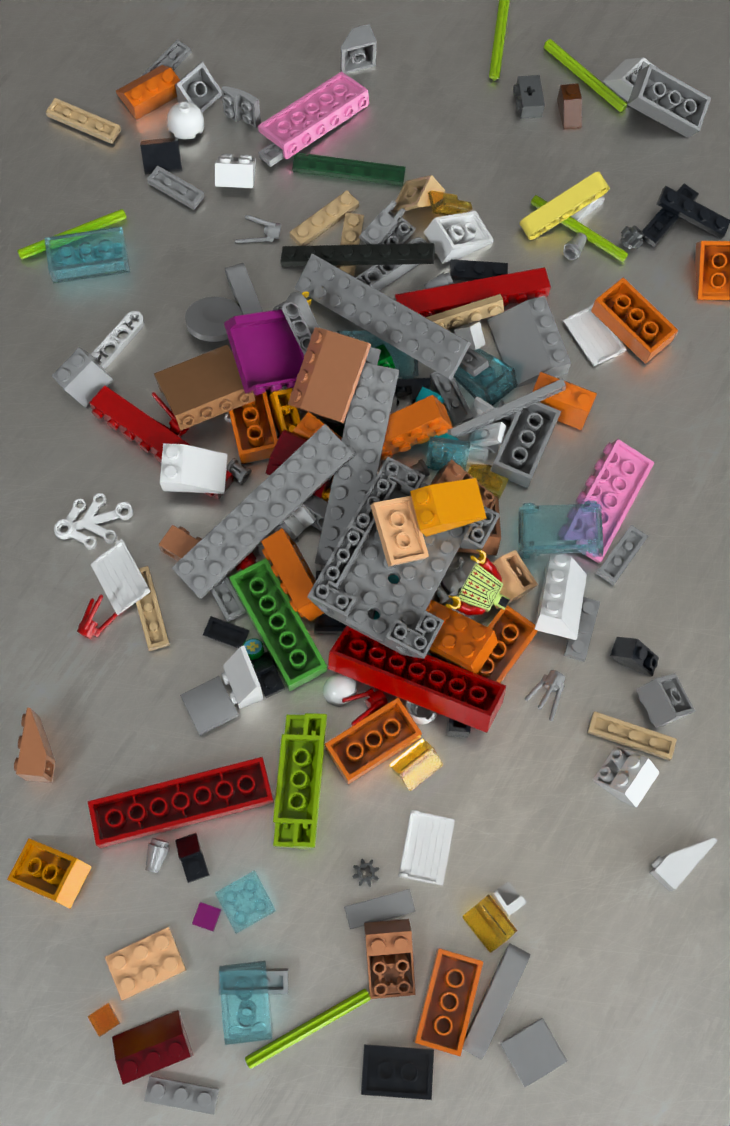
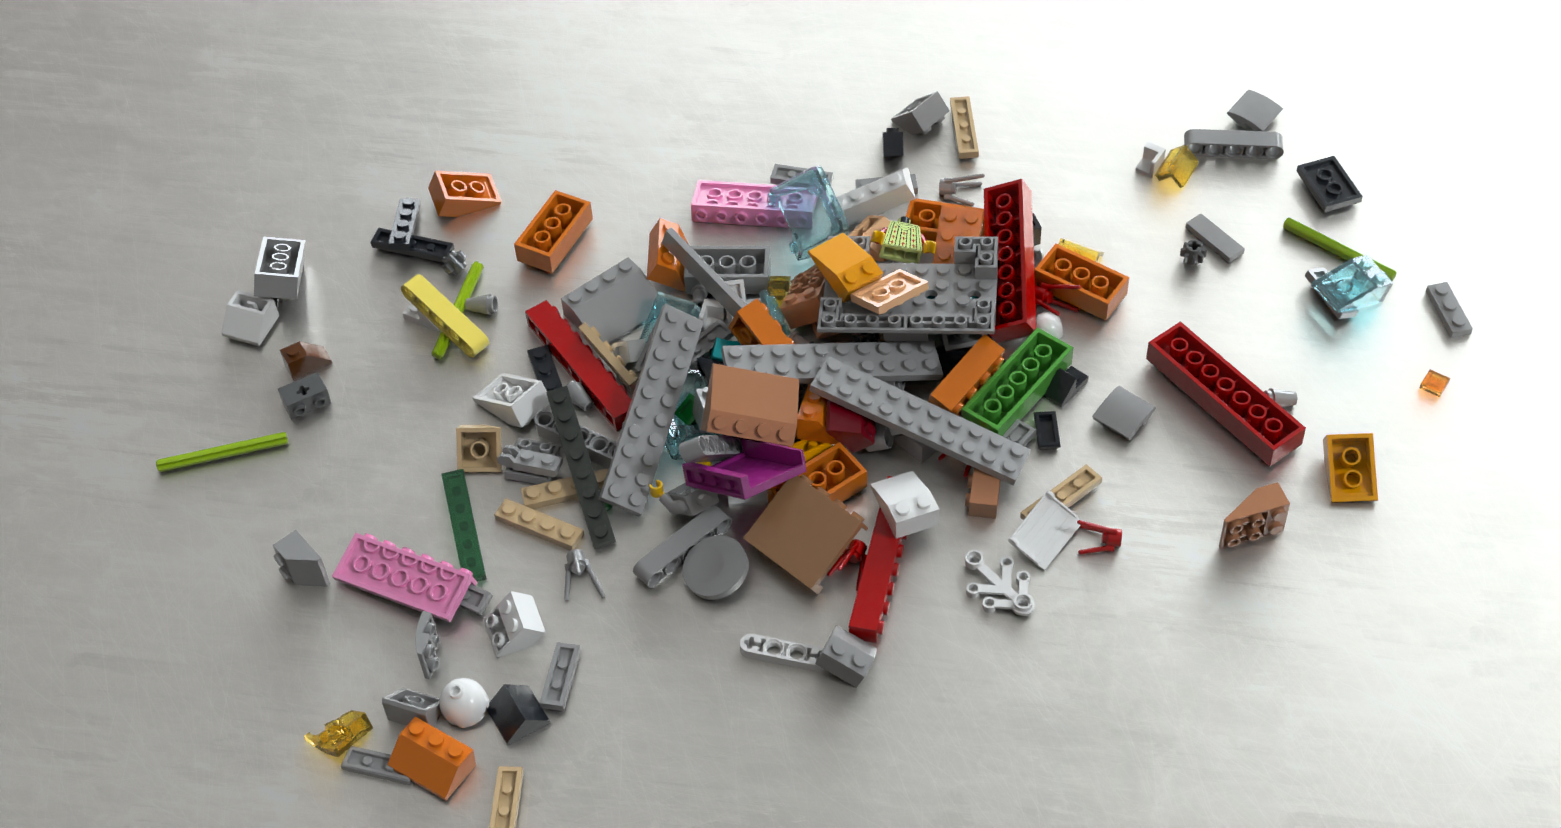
camera: 105 degrees left, 20 degrees down
(87, 255) = (694, 717): clear light blue brick -> none
(89, 226) = (669, 756): lime axle -> none
(145, 963) = (1370, 373): light nougat plate -> none
(151, 1047) = (1431, 337): dark red slope -> none
(192, 857) = (1265, 372): black slope -> none
(203, 44) = (341, 733): none -> clear yellow slope
(206, 916) = (1303, 346): magenta tile -> none
(233, 467) = (874, 473): light grey bush -> none
(242, 679) = (1086, 383): white slope -> none
(245, 902) = (1273, 322): clear light blue tile -> none
(254, 648) = (1050, 401): tile -> none
(299, 781) = (1145, 317): lime slope -> none
(389, 958) = (1247, 216): nougat slope -> none
(426, 847) = (1143, 227): white piece -> none
(447, 204) = (484, 410): clear yellow panel -> none
(448, 1002) = (1256, 166): orange brick -> none
(586, 76) = (253, 363): lime axle -> none
(593, 336) = (579, 264): white piece -> none
(626, 775) = (1000, 120): white slope -> none
(675, 867) = (1049, 69): white slope -> none

